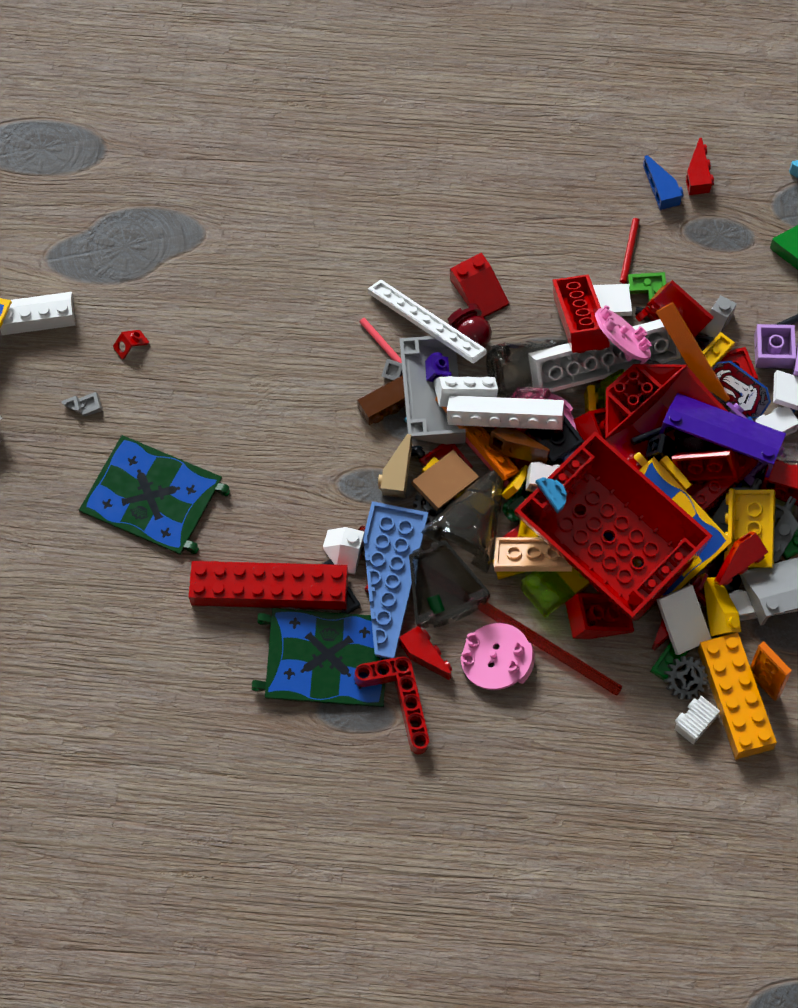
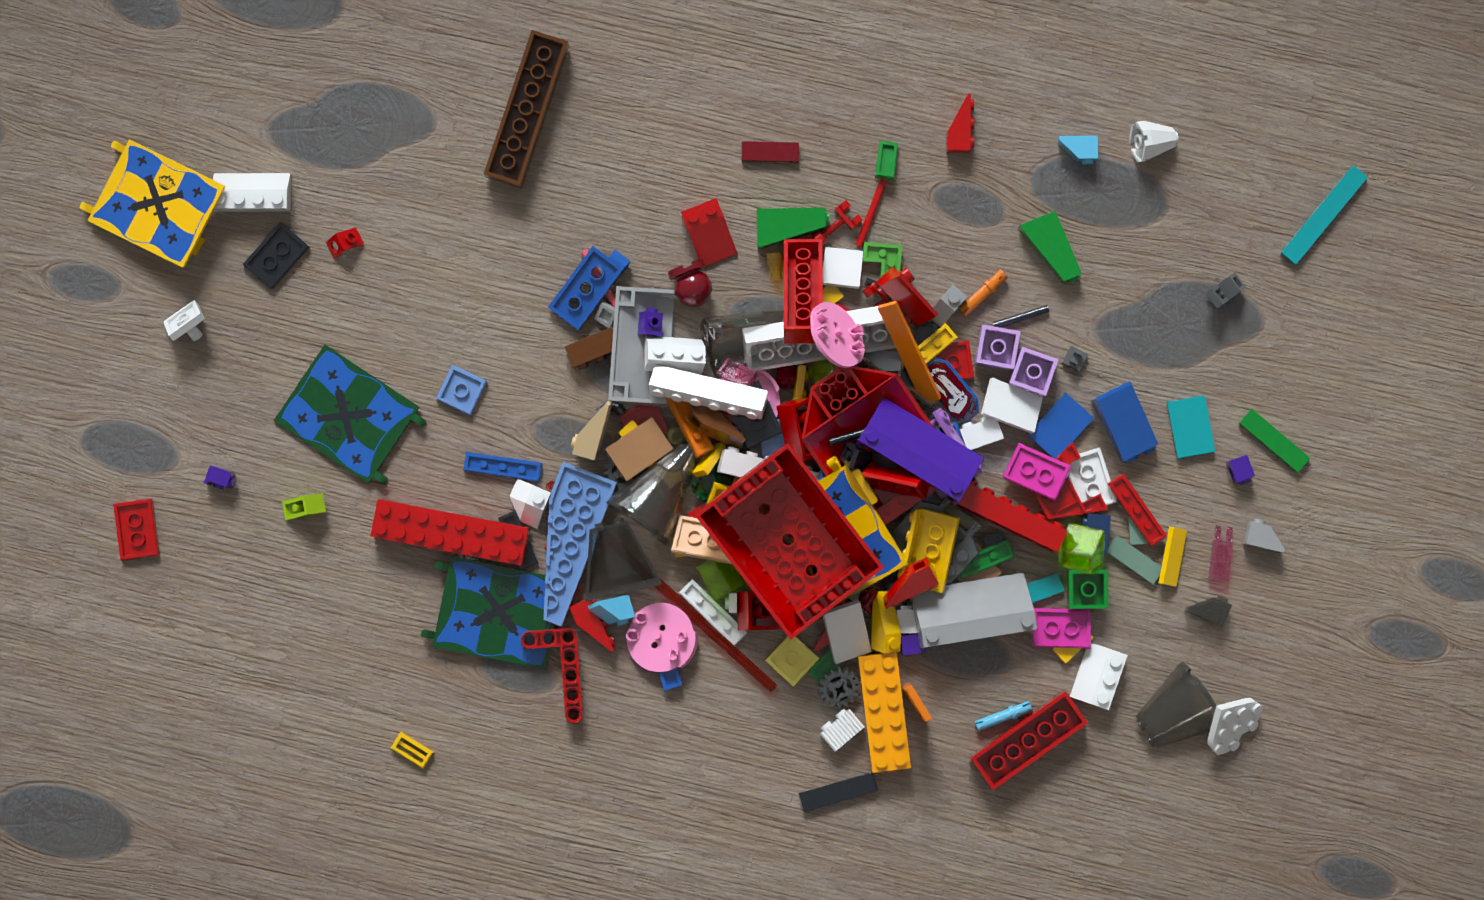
camera: 10 degrees right, 20 degrees up
(30, 567) = (220, 478): none -> dark purple brick
(65, 363) = (276, 255): none -> black tile
(85, 405) = (291, 305): light grey slope -> none
(117, 582) = (304, 506): none -> lime slope
(261, 457) = (461, 390): none -> medium blue tile
(272, 812) = (417, 744): none -> yellow tile
(289, 206) = (526, 109): none -> reddish brown brick
(310, 521) = (502, 466): none -> blue tile
(393, 327) = (612, 269): none -> blue hinge
(427, 321) = (647, 269): white tile -> none
(436, 604) = (609, 578): dark green hinge -> none
(444, 633) = (614, 610): none -> medium azure slope
(479, 466) = (675, 435): none -> olive tile
(513, 695) = (670, 679): none -> blue plate
(524, 214) = (770, 151): none -> dark red tile
(541, 269) = (788, 223): none -> green slope
(544, 626) = (712, 612): none -> white tile
(547, 306) = (775, 265): none -> clear yellow cone
(554, 492) = (736, 503): dark azure tile -> none
(561, 613) = (731, 602): none -> white plate
(577, 399) = (786, 377): none -> dark red bracket
(600, 254) = (842, 220): none -> red bar
(632, 661) = (792, 659): none -> light yellow tile
(634, 206) = (886, 160): none -> green tile
(663, 185) = (921, 144): blue slope -> none
(705, 783) = (838, 791): none -> black tile
(751, 628) = (910, 645): none -> dark purple brick
(754, 299) = (988, 288): none -> orange pin

